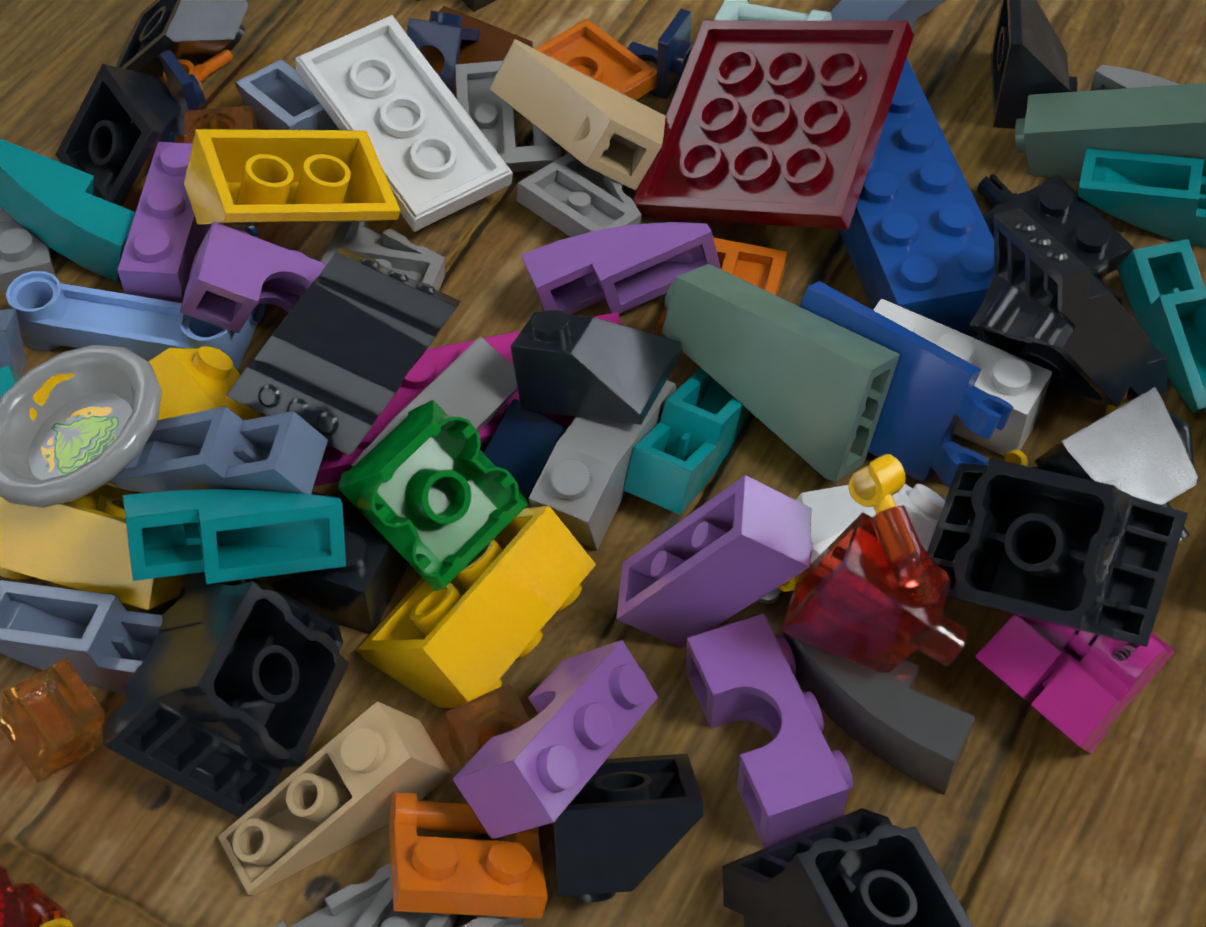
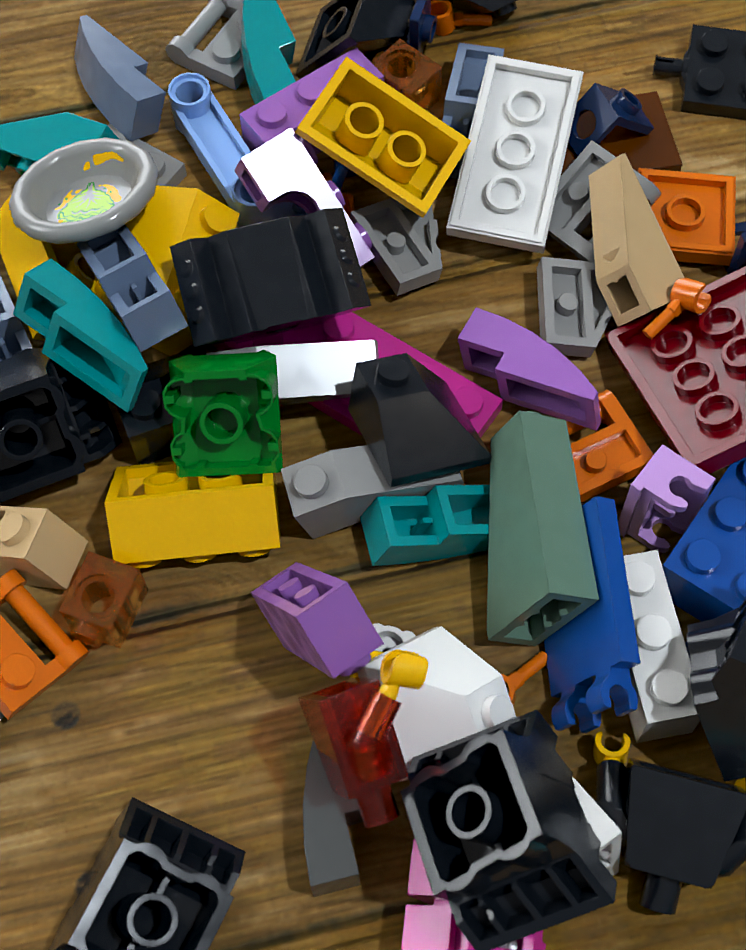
camera: 50 degrees right, 10 degrees up
(524, 445) = (319, 434): dark blue bracket -> none
(541, 766) = (77, 635): medium lavender arch -> none
(624, 824) = (109, 704): black slope -> none
(675, 114) = (685, 295): none -> orange hand
(750, 677) = (232, 792): medium lavender arch -> none
(838, 248) = (664, 492): none -> lavender hinge

